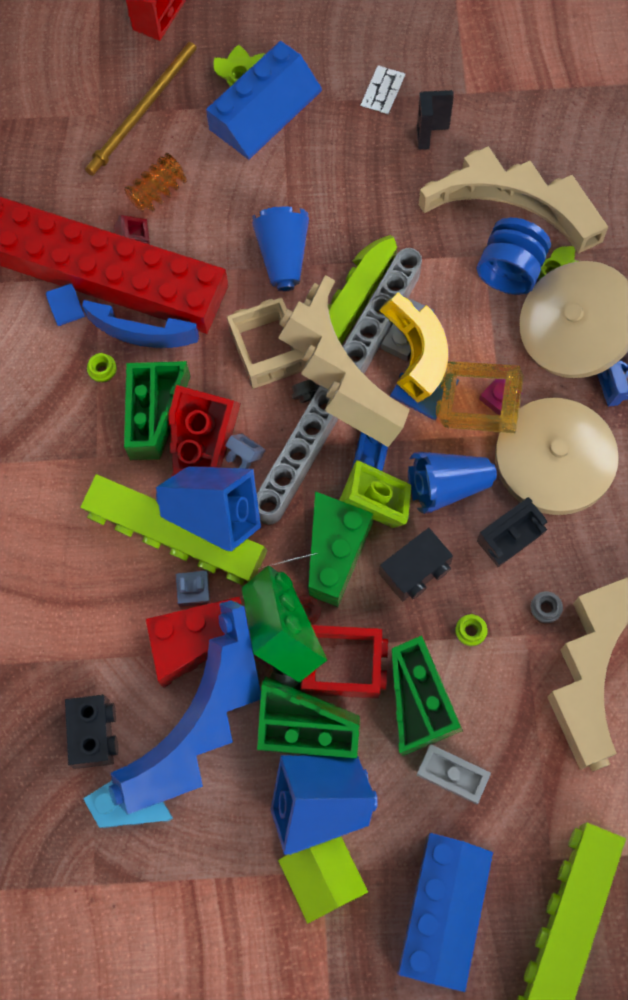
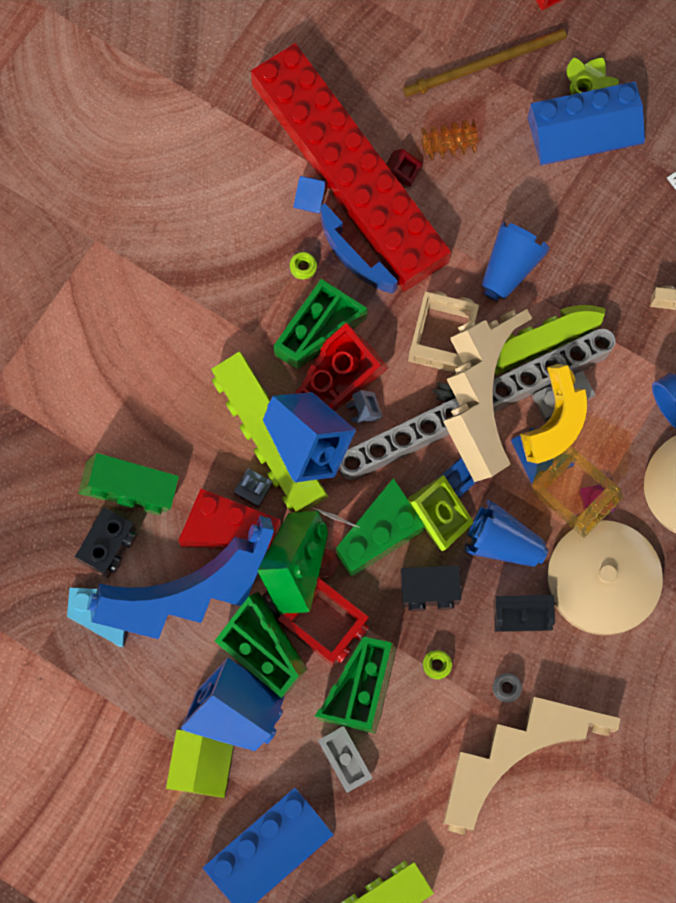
camera: 30 degrees right, 5 degrees up
(73, 663) = (128, 484): none -> green wedge

